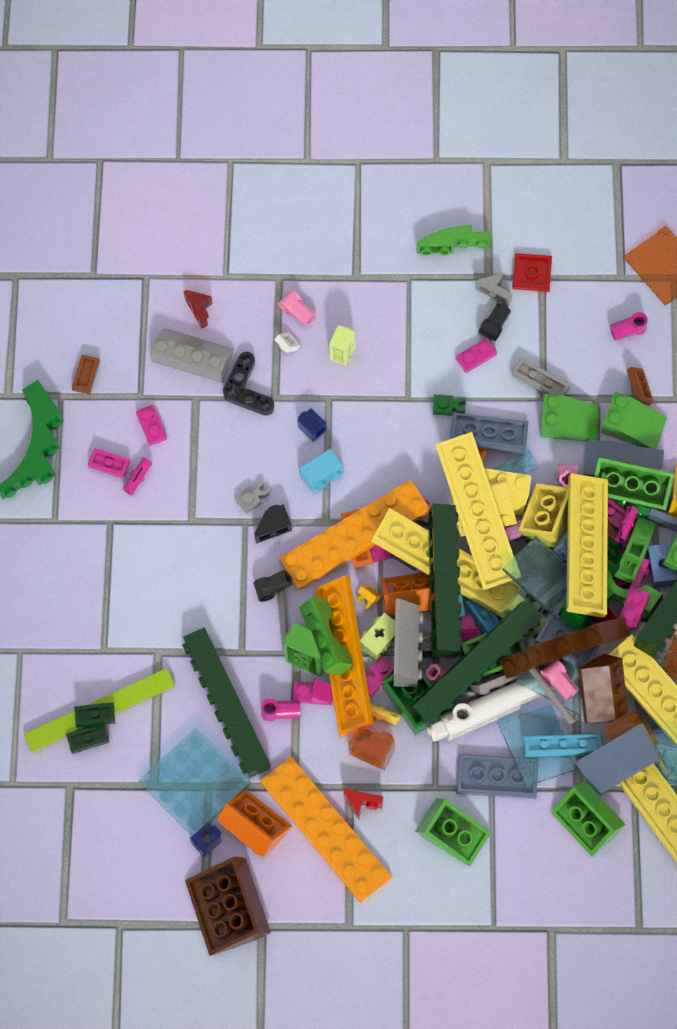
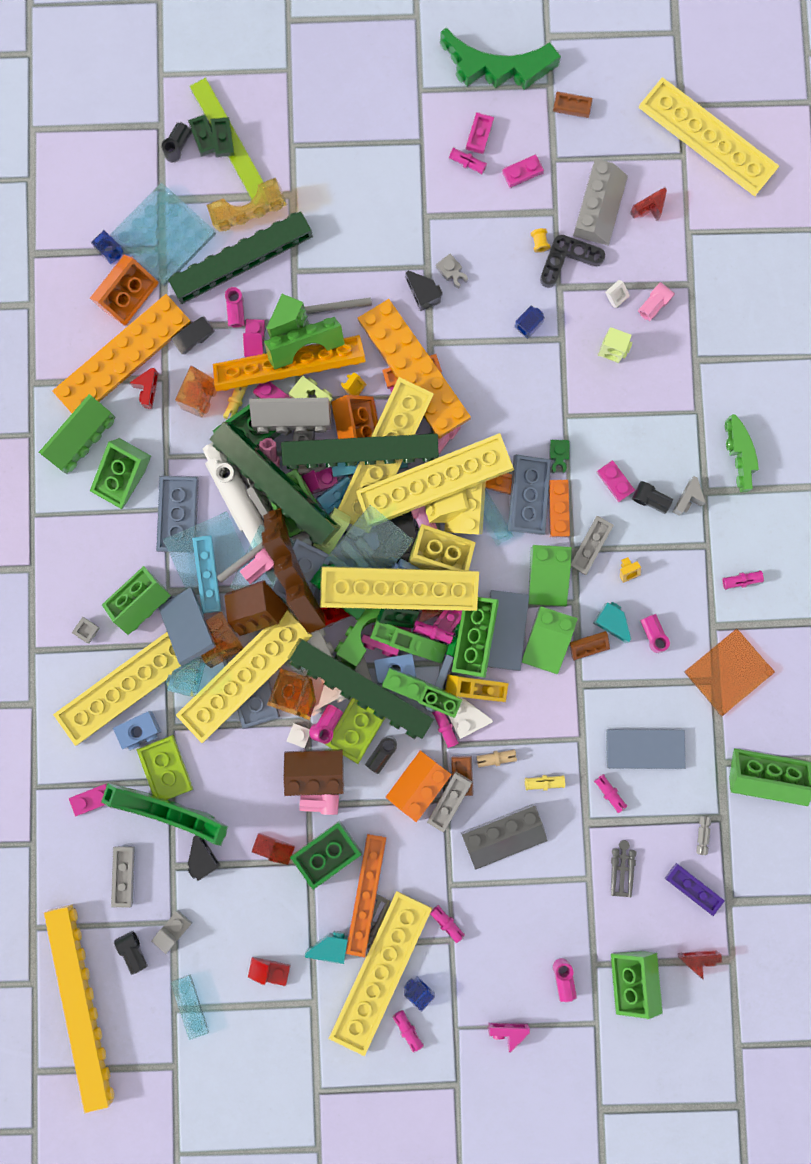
camera: 85 degrees right, 15 degrees up
(92, 765) = (176, 141): none -> black piece
(130, 252) = (708, 136): none -> light yellow plate
(165, 668) = (268, 198): none -> clear yellow arch
(226, 411) = (540, 240): none -> yellow bush
(227, 905) = (45, 272): reddish brown slope -> none
(268, 586) = (358, 290): pearl dark grey piece -> none
(307, 754) = (192, 334): none -> black slope
(321, 471) = (480, 333): medium azure brick -> none
(411, 870) = (77, 434): none -> bright green slope
(503, 408) = (559, 508): none -> orange plate
(532, 272) = (712, 535): red tile -> none
(564, 472) = (487, 572): bright pink piece -> none
(565, 346) = (629, 570): none -> yellow tile
(577, 247) = (742, 580): none -> dark pink pin
(616, 362) = (613, 621): none -> teal slope
(619, 870) = (85, 630): none -> light grey plate
(634, 607) = (338, 638): dark pink plate -> none

